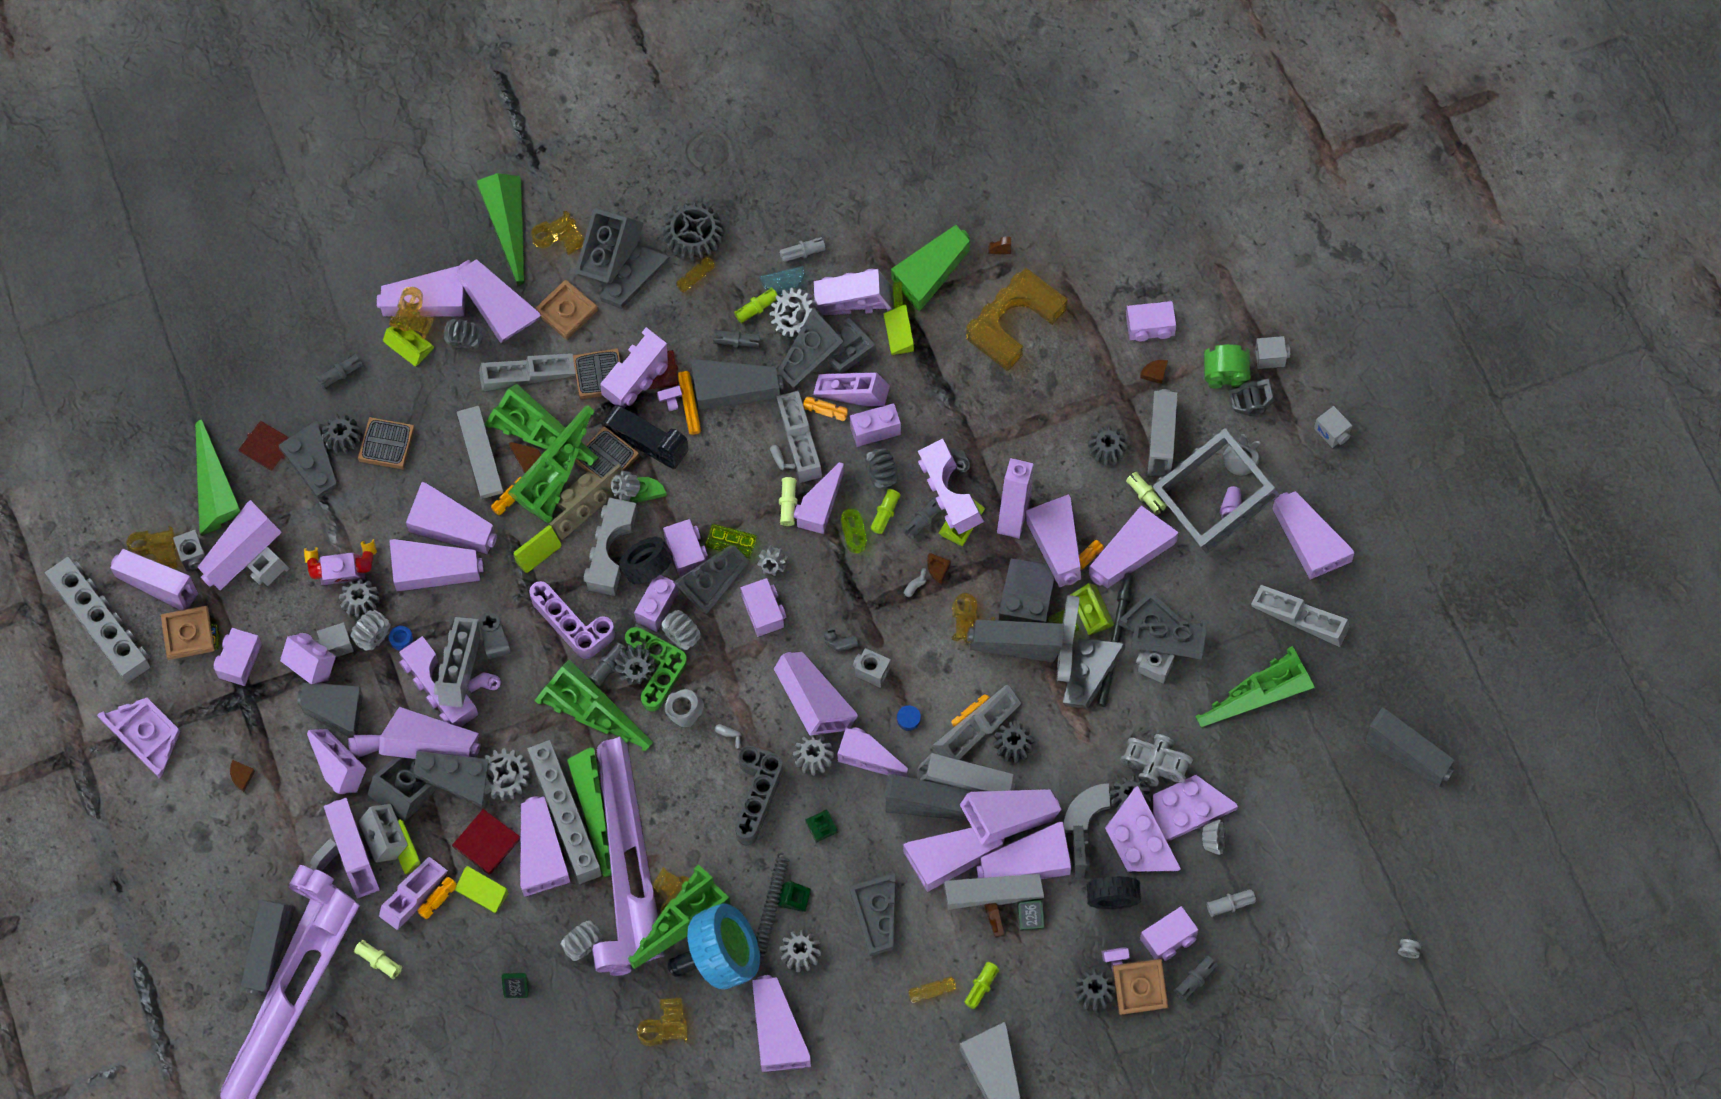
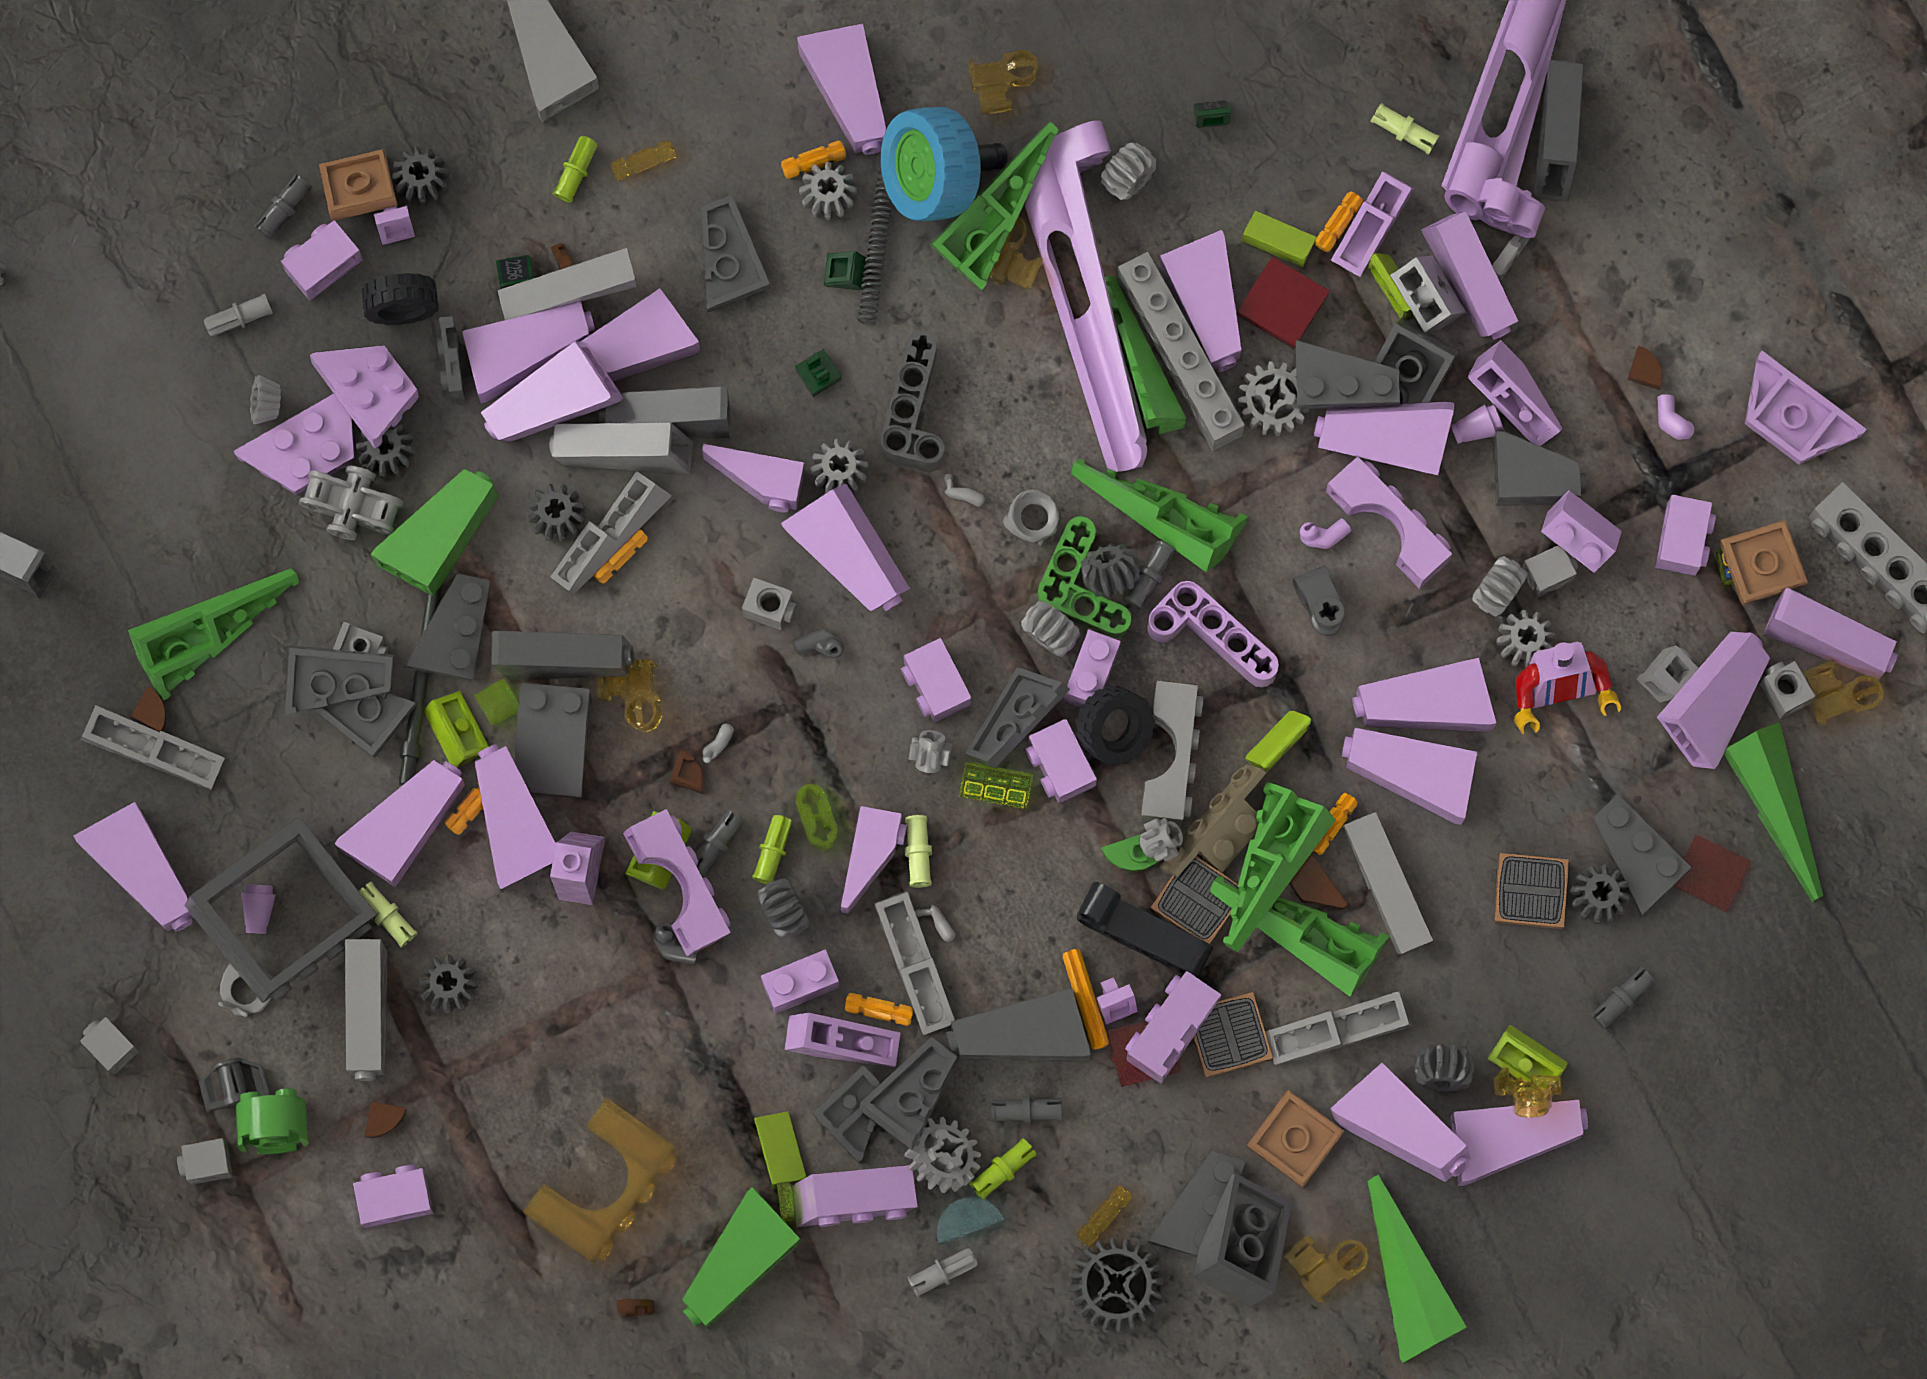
camera: 170 degrees right, 10 degrees up
(231, 736) = (1670, 421): none -> lavender arm
(400, 637) = (1455, 591): blue tile -> none
(458, 662) = (1363, 537): light grey brick -> none
(808, 978) = (817, 156): none -> light orange axle
(908, 718) = (709, 540): blue tile -> none
(1065, 654) = (486, 676): light grey beam -> none
(1086, 806) = (449, 432): light grey tile -> none
(1100, 731) = (437, 533): none -> bright green slope
(1300, 638) = (150, 711): none -> reddish brown tile

